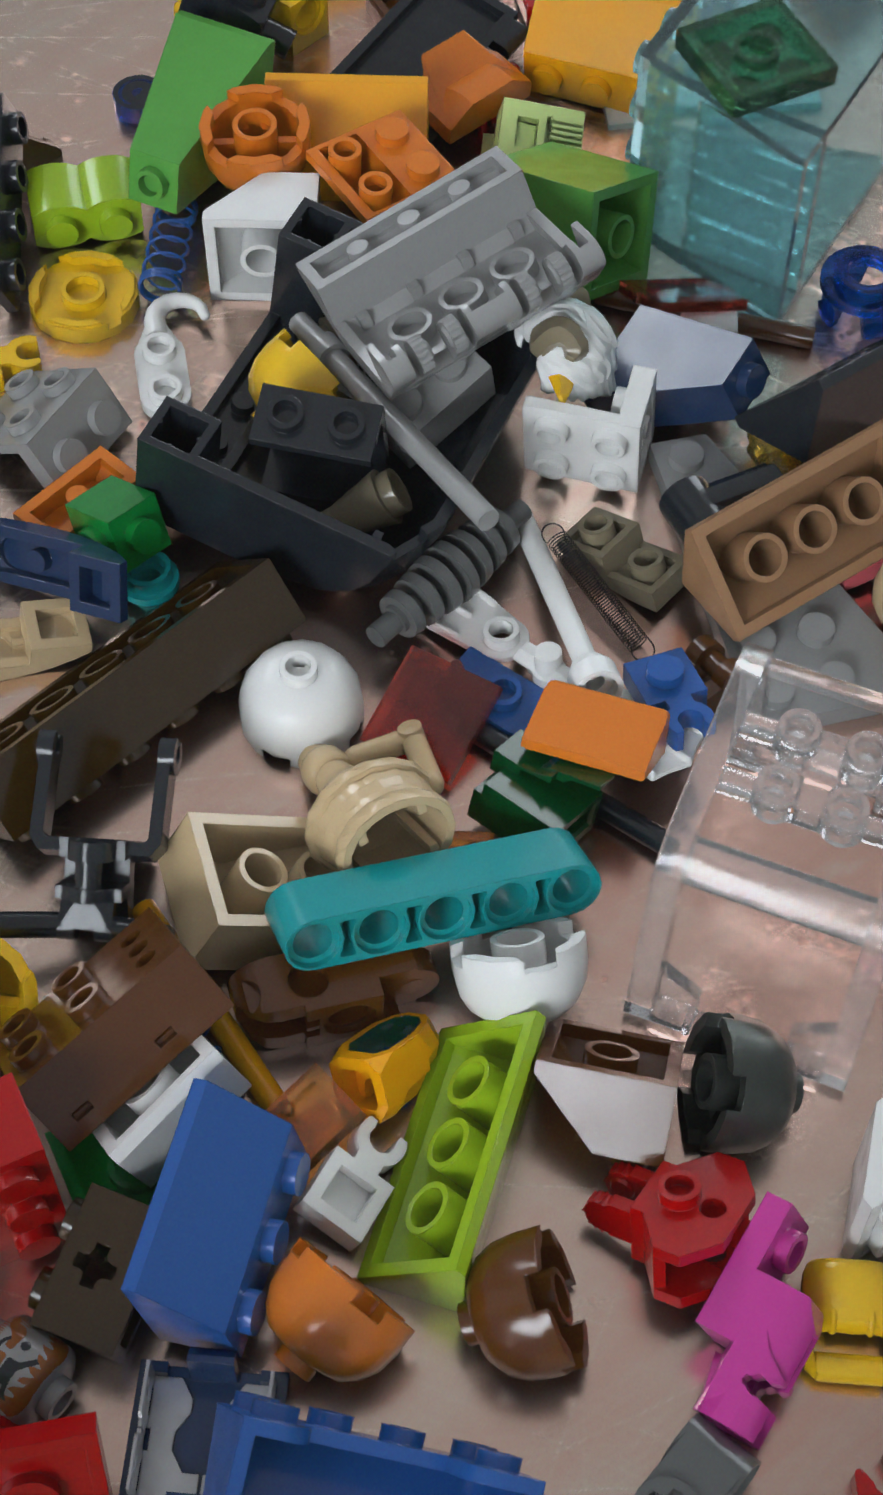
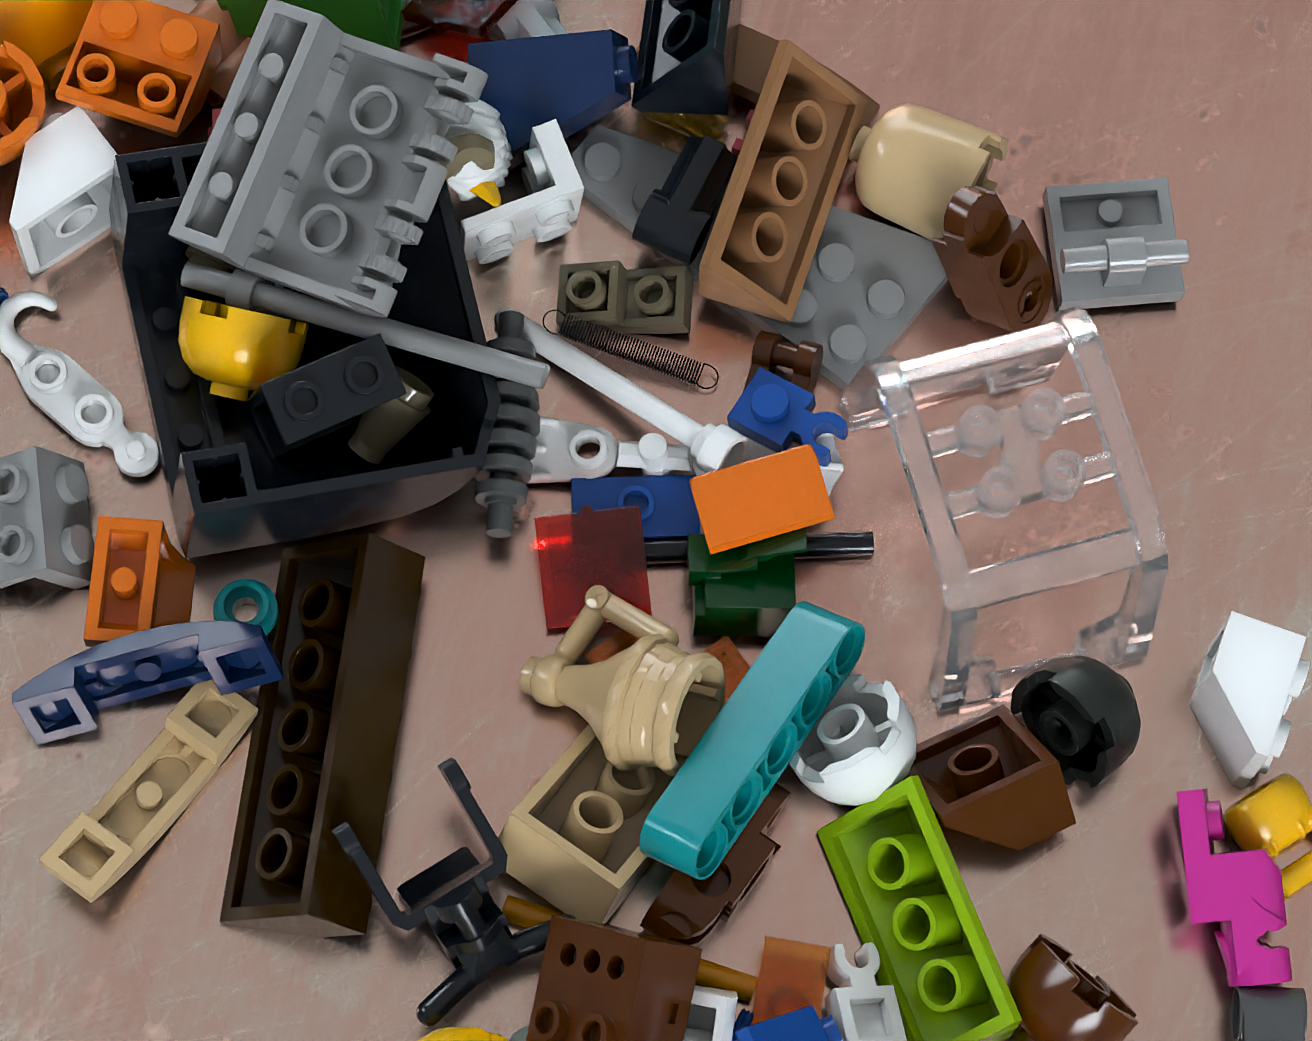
camera: 45 degrees left, 15 degrees up
(120, 519) = (192, 583): green brick -> none
(300, 698) = (476, 634): white cylinder -> none
(386, 1063) = (809, 892): light orange rock -> none
(677, 1220) = (1128, 855): red hinge -> none

